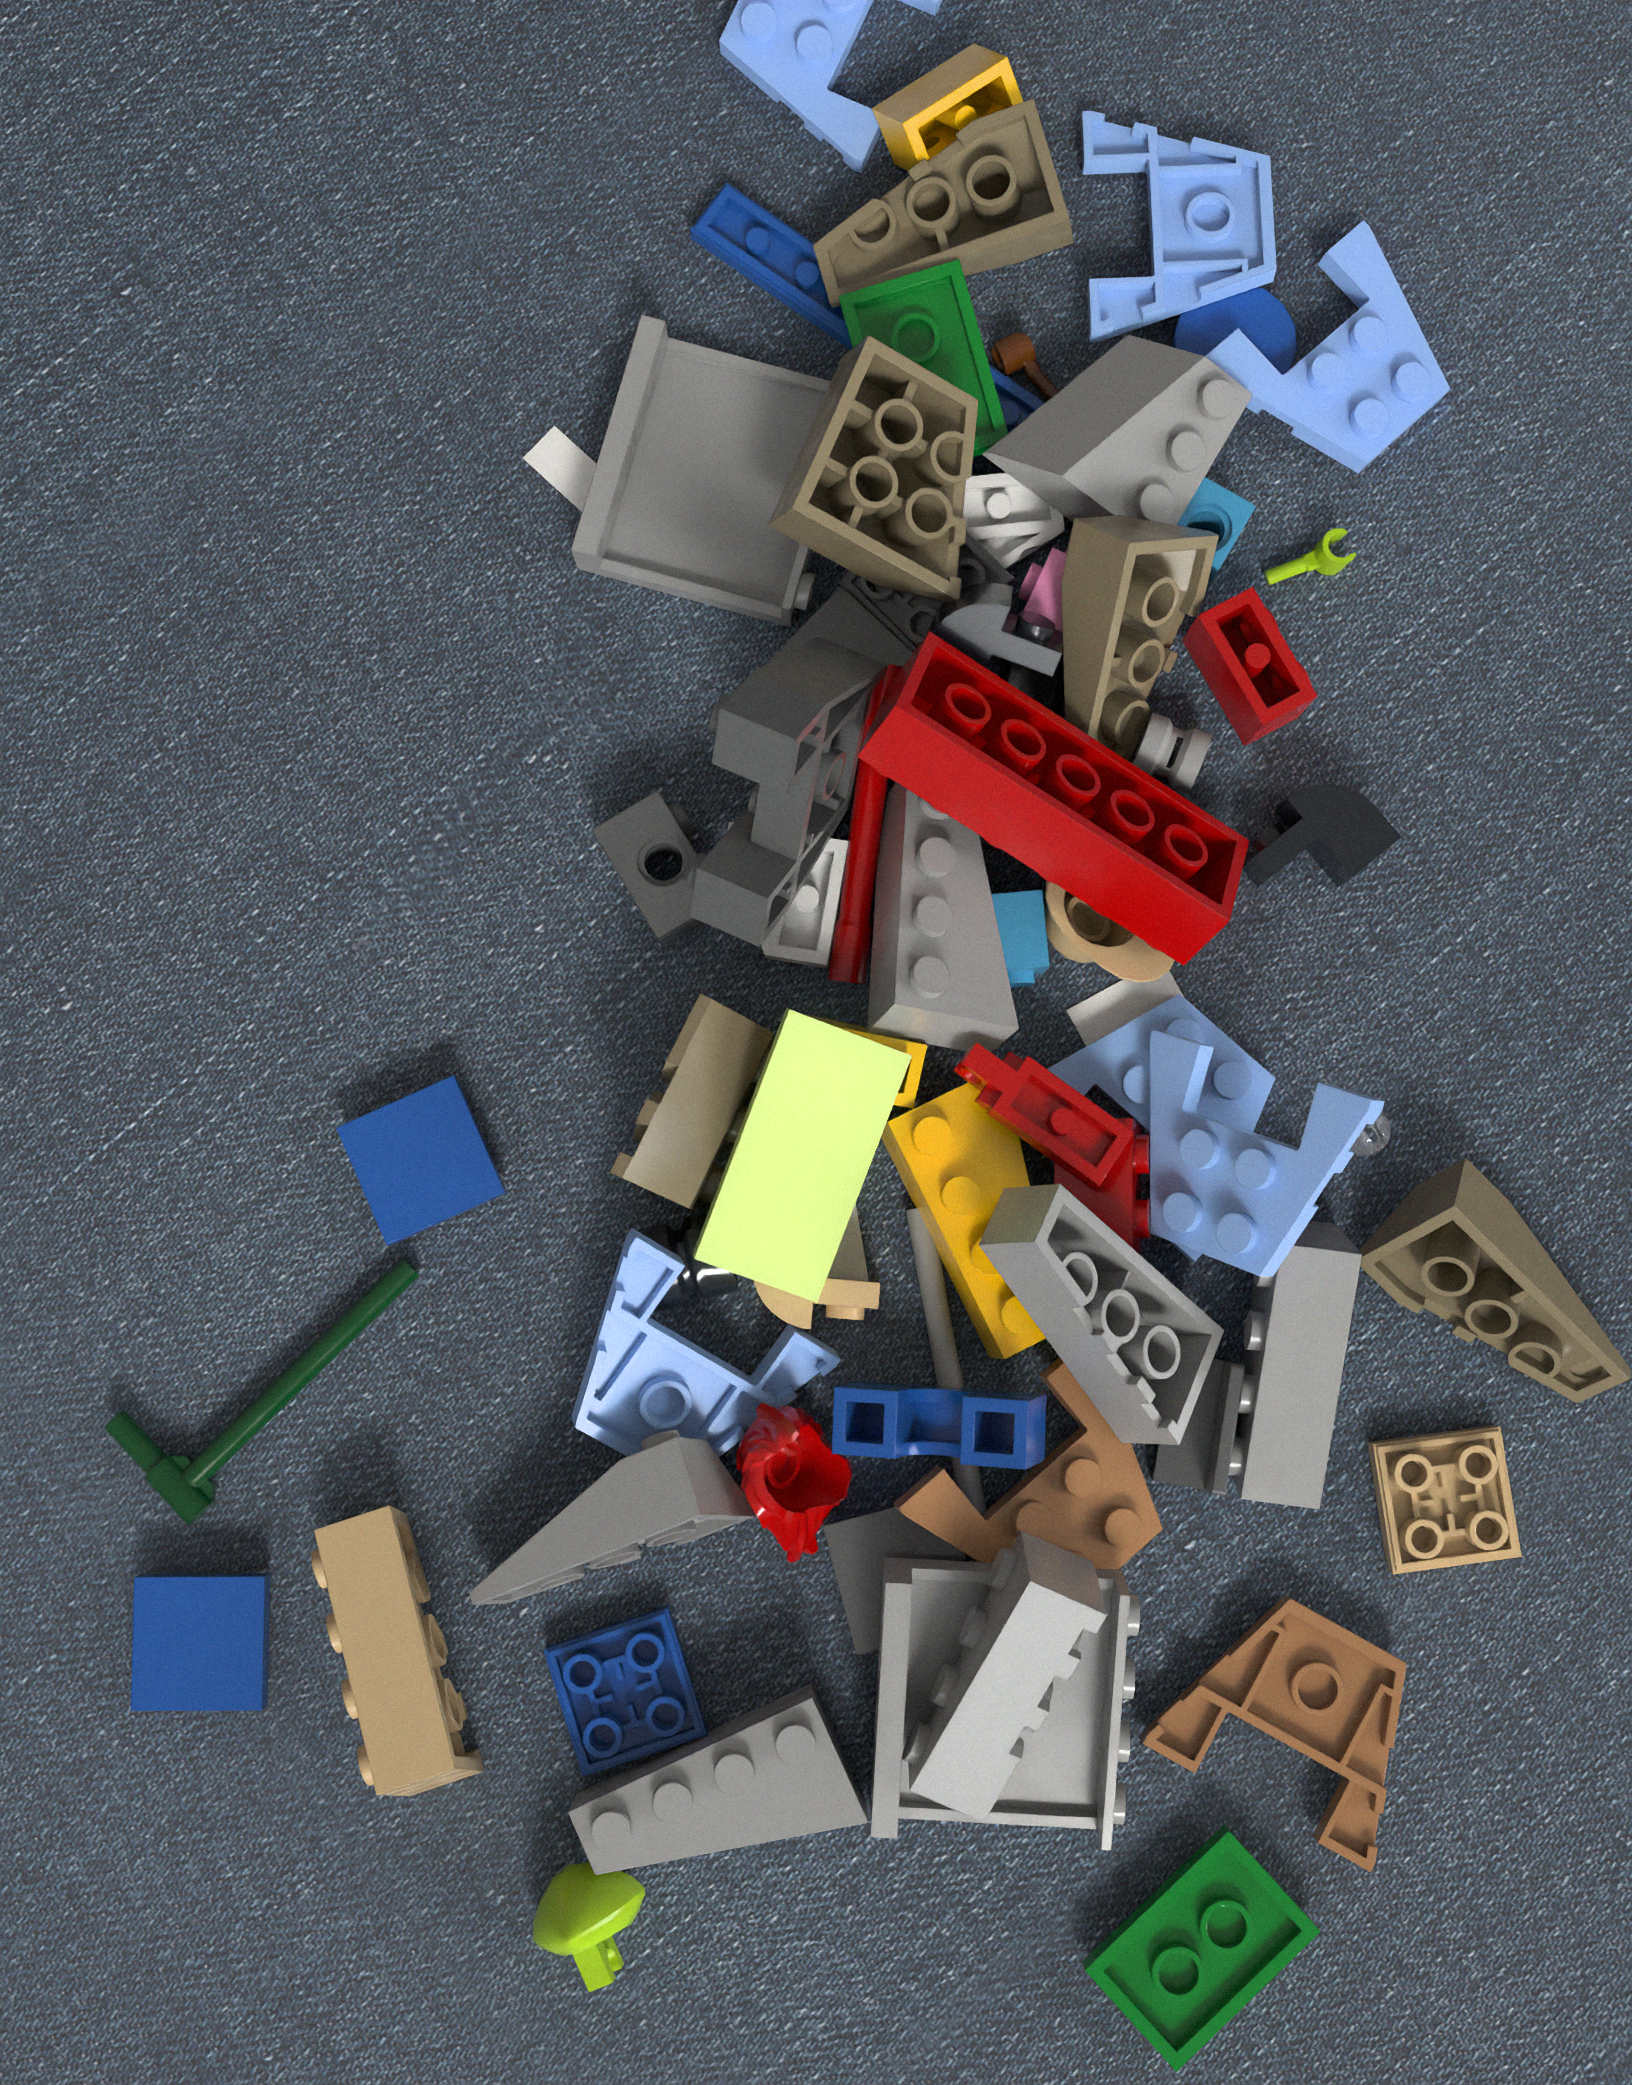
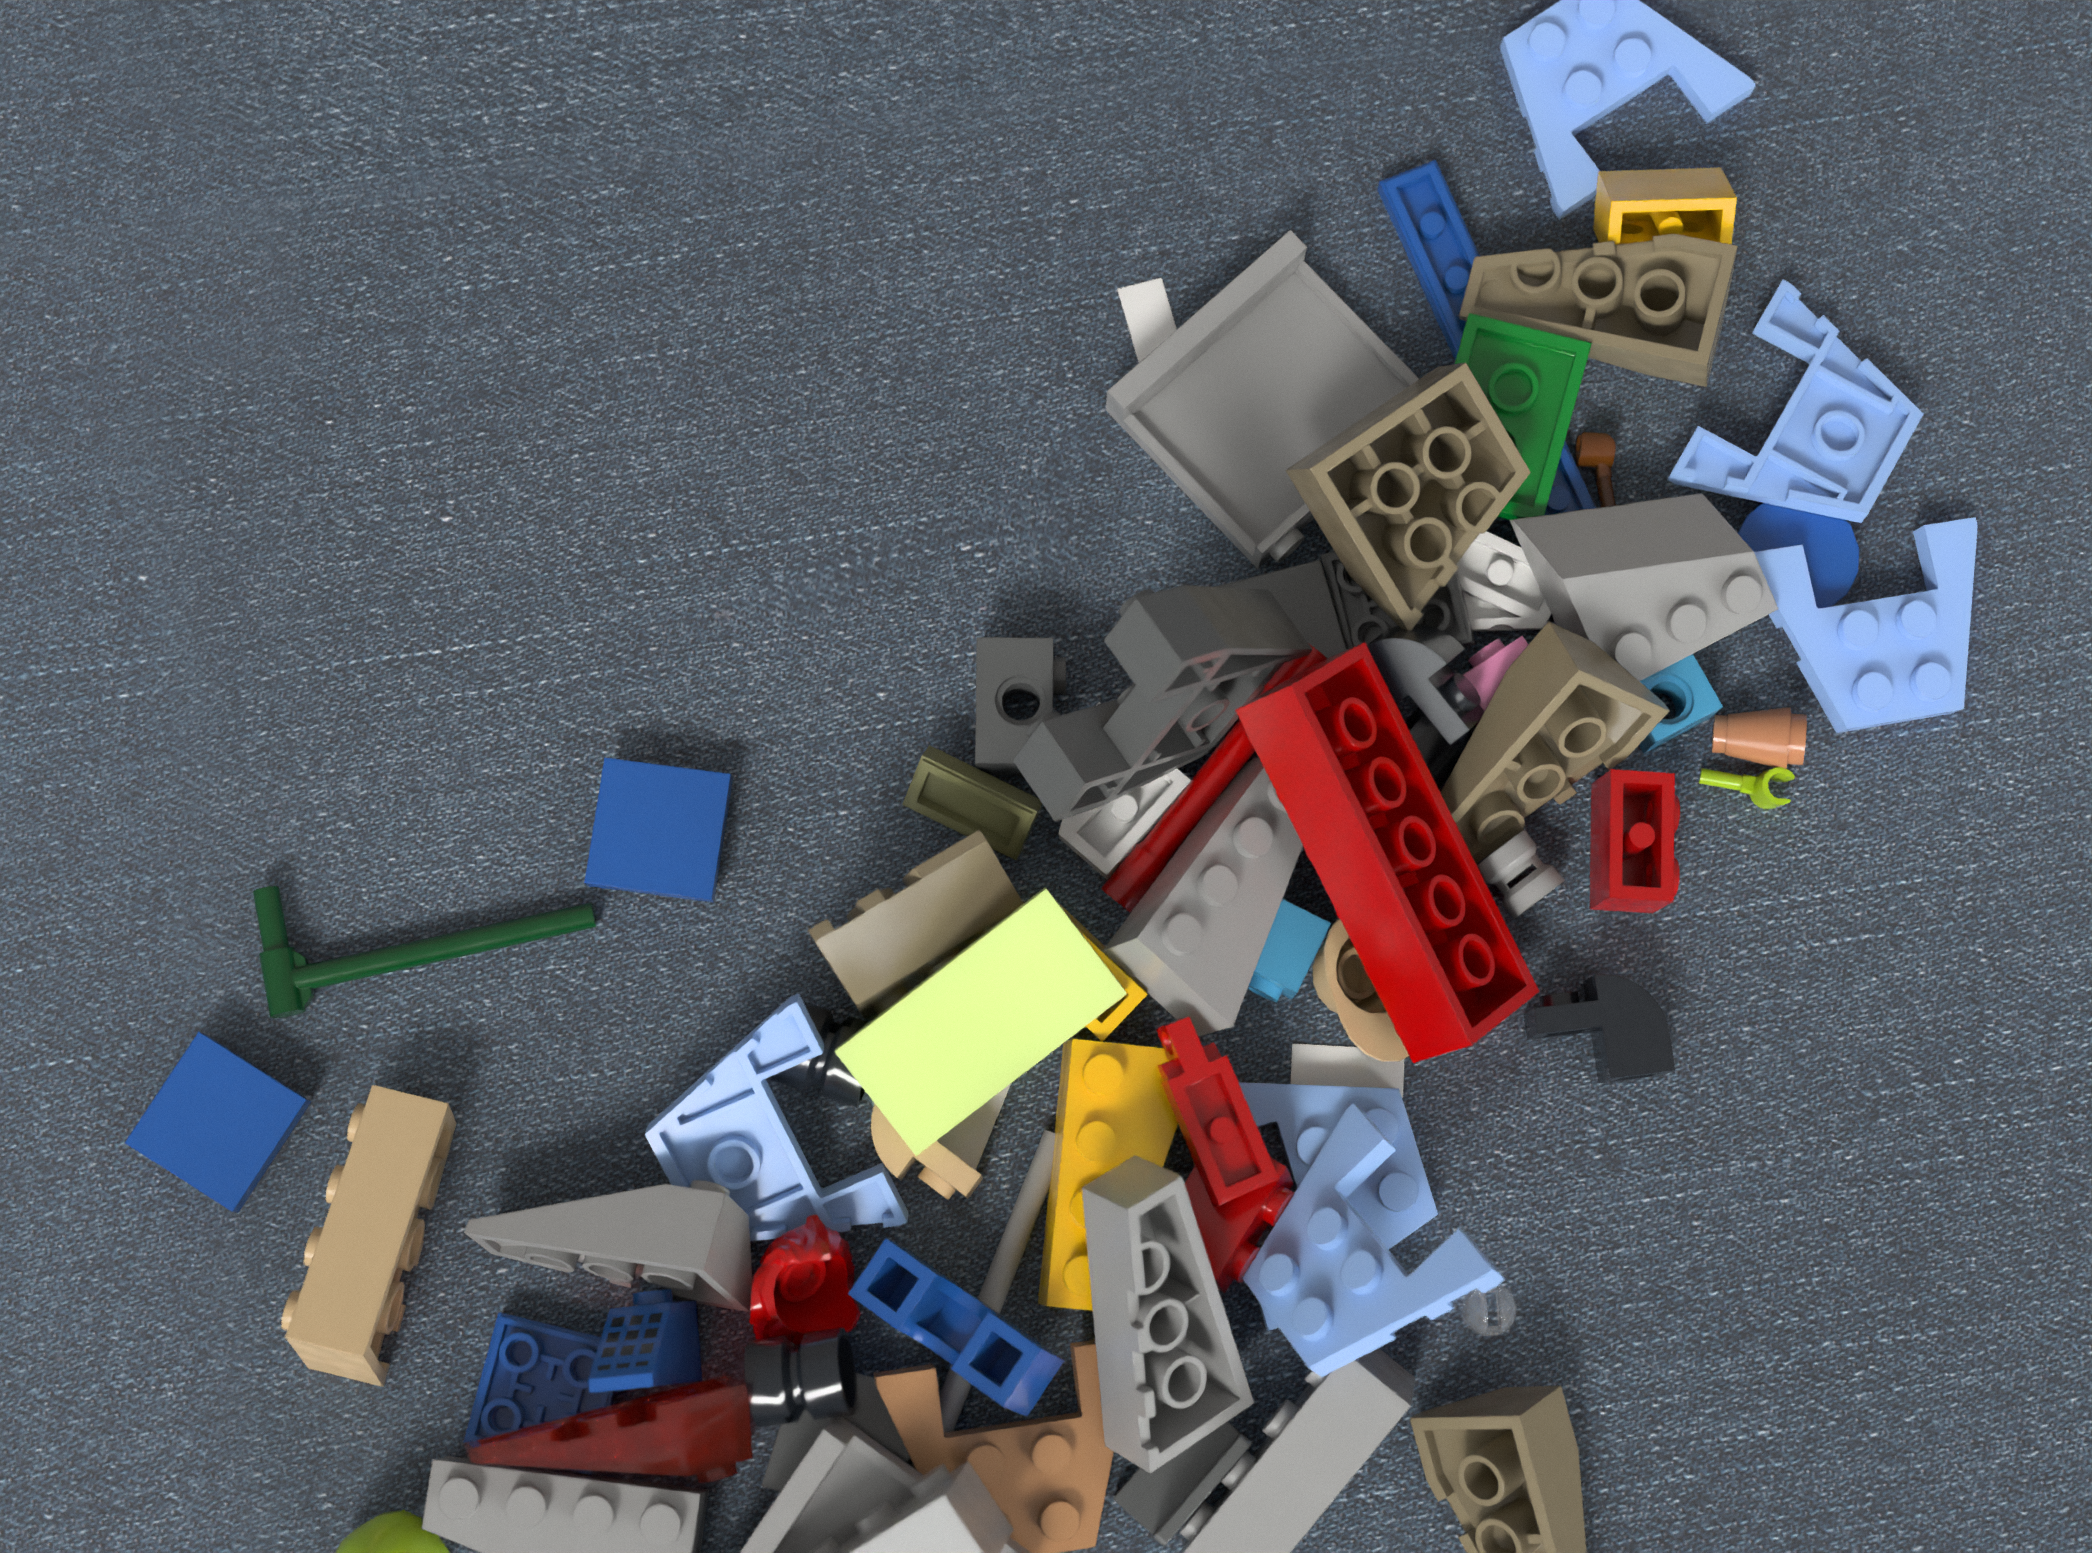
camera: 30 degrees right, 5 degrees down
(674, 972) = (972, 801): none -> olive tile
(689, 1602) = (648, 1344): none -> blue slope
(746, 1666) = (670, 1432): none -> clear red wedge
(827, 1554) = (795, 1378): none -> black wheel
(1300, 513) = (1762, 736): none -> nougat cone

